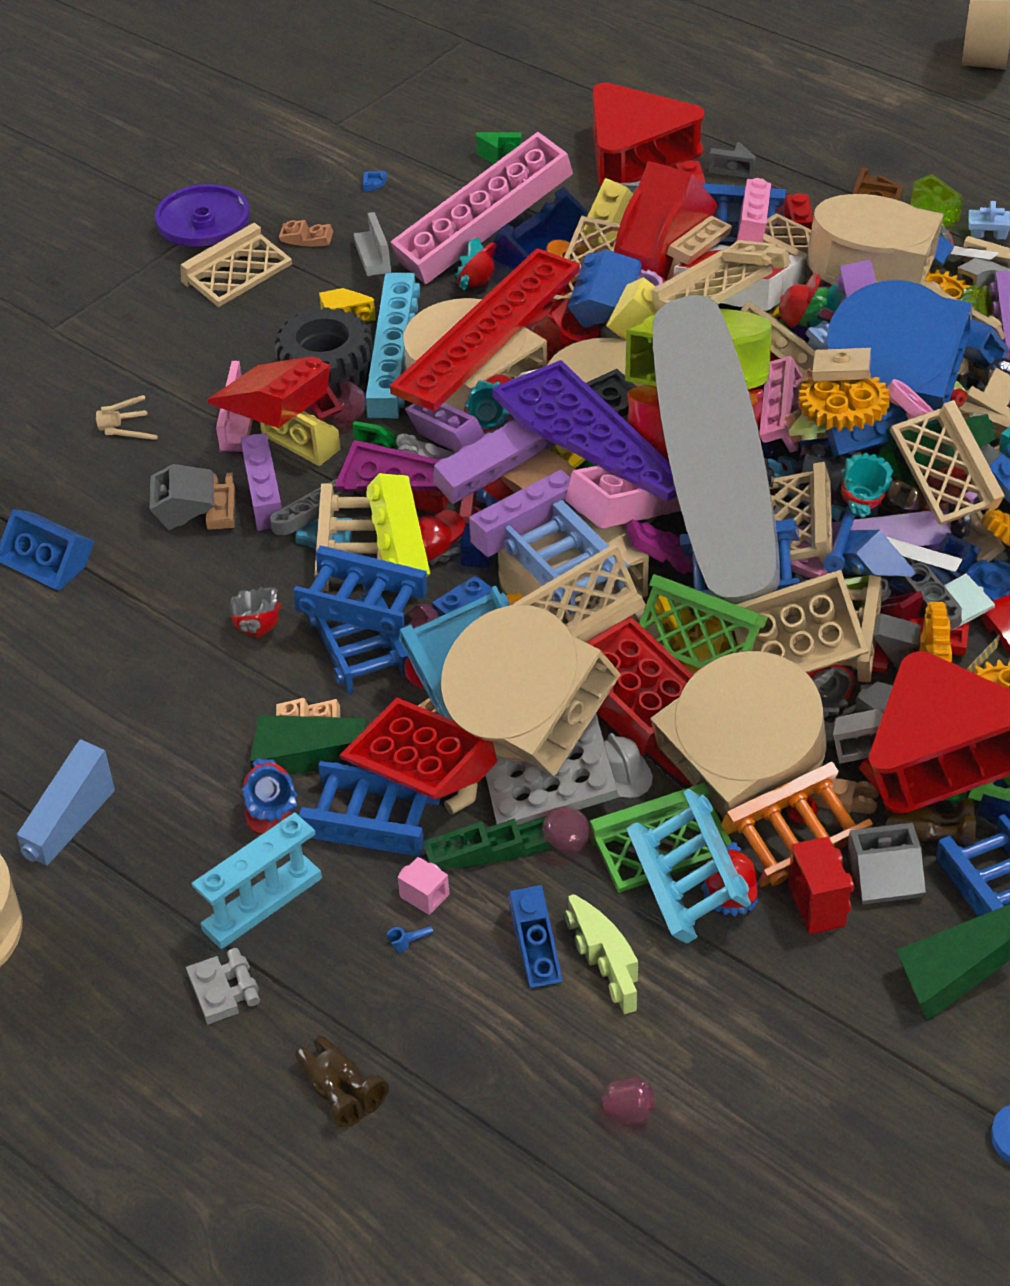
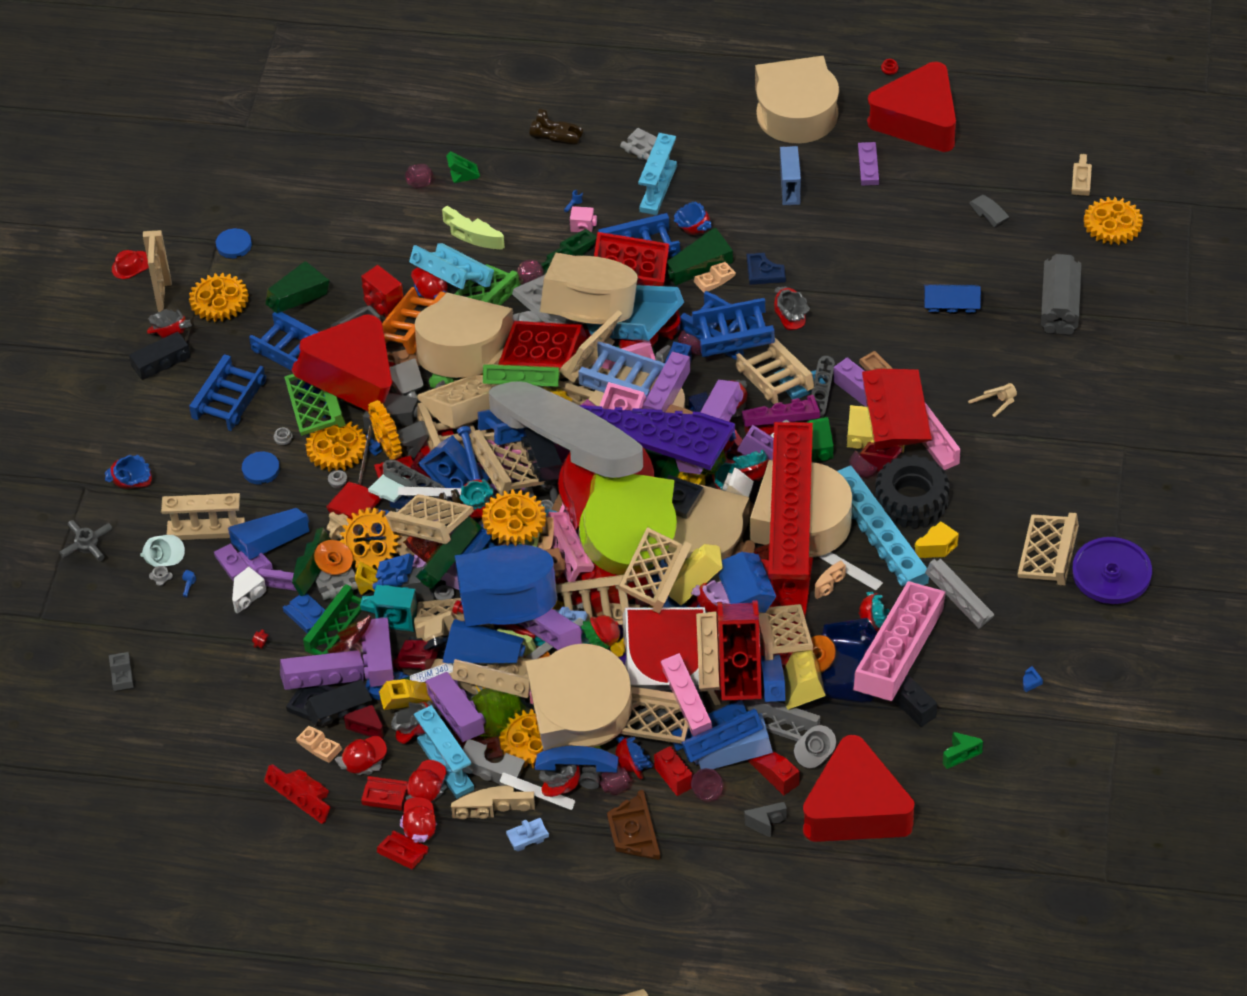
camera: 150 degrees right, 5 degrees up
(181, 494) = (902, 351): dark grey slope -> none
(234, 699) = (764, 271): none -> dark blue tile
(300, 234) = (1031, 602): nougat slope -> none
(396, 521) = (743, 369): neon yellow brick -> none
(534, 936) = (513, 223): blue slope -> none
(547, 1078) = (461, 168): none -> green slope
(757, 253) = (633, 585): tan hinge -> none
(841, 364) = (526, 531): tan plate -> none
(904, 396) = (473, 537): bright pink plate -> none
(936, 196) = (576, 827): clear neon green brick -> none

